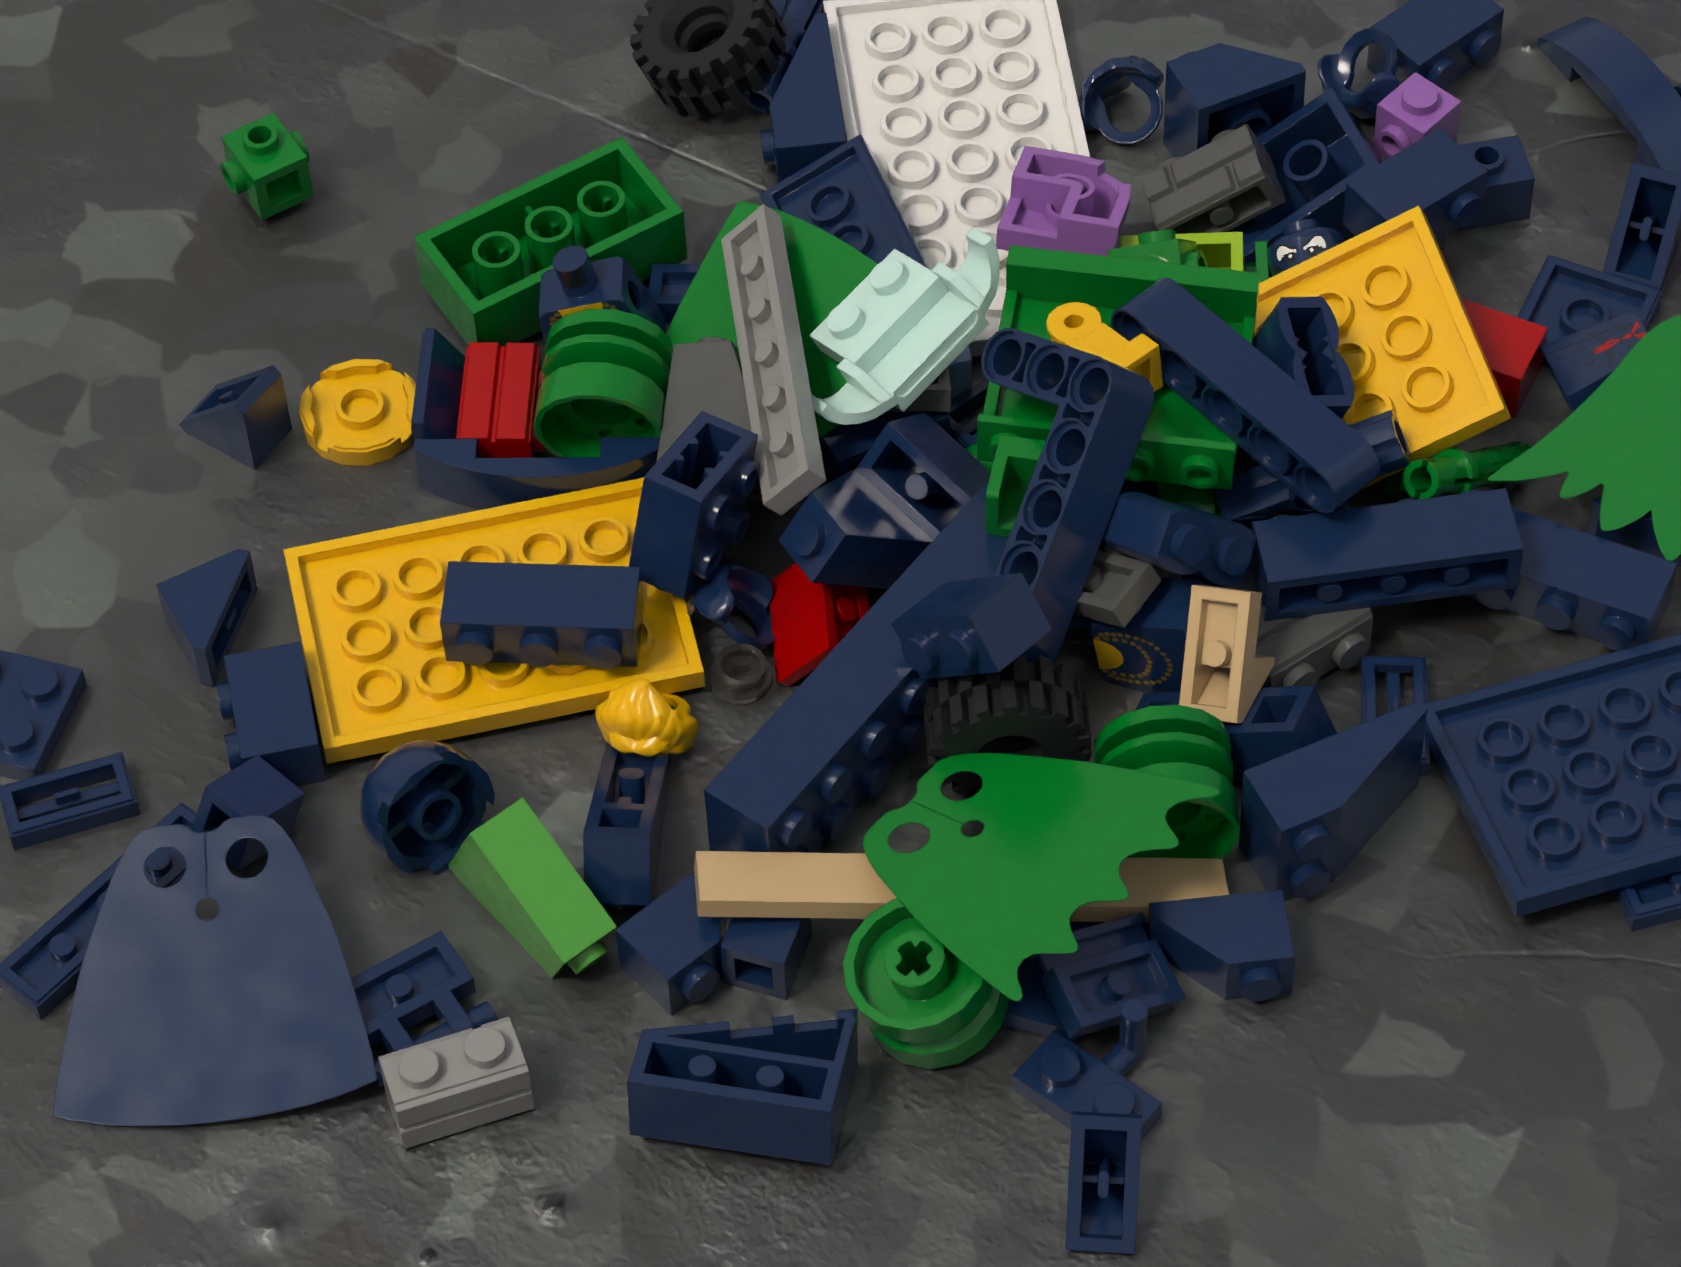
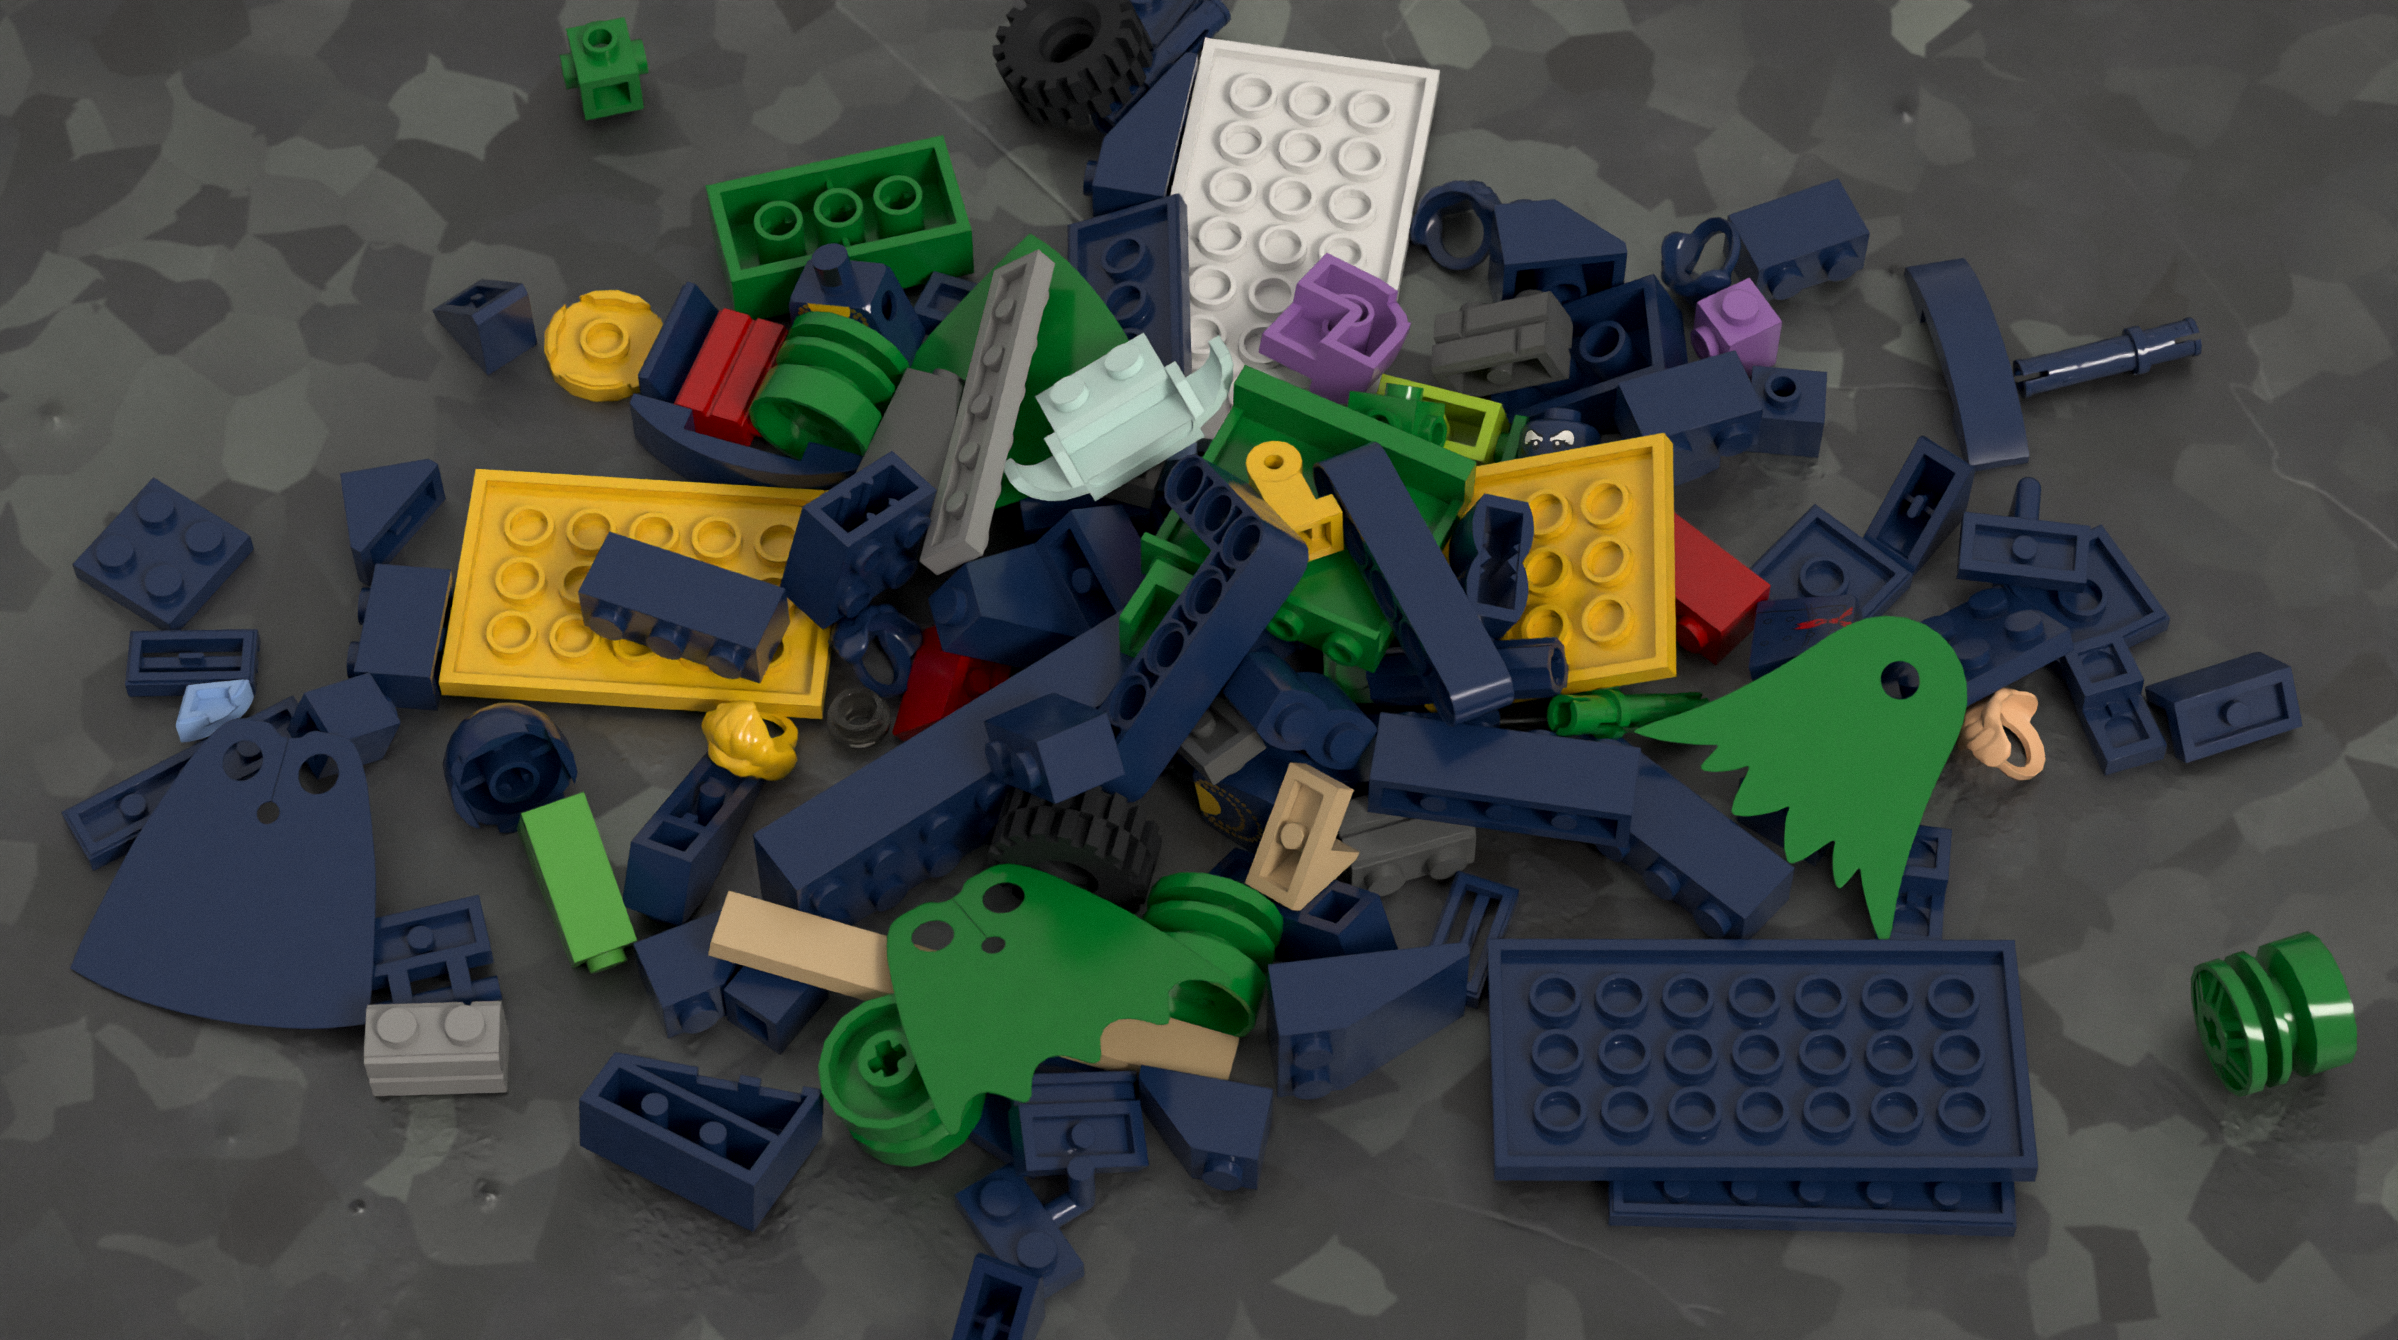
camera: 15 degrees right, 5 degrees up
(106, 834) = (210, 706): none -> light blue tile

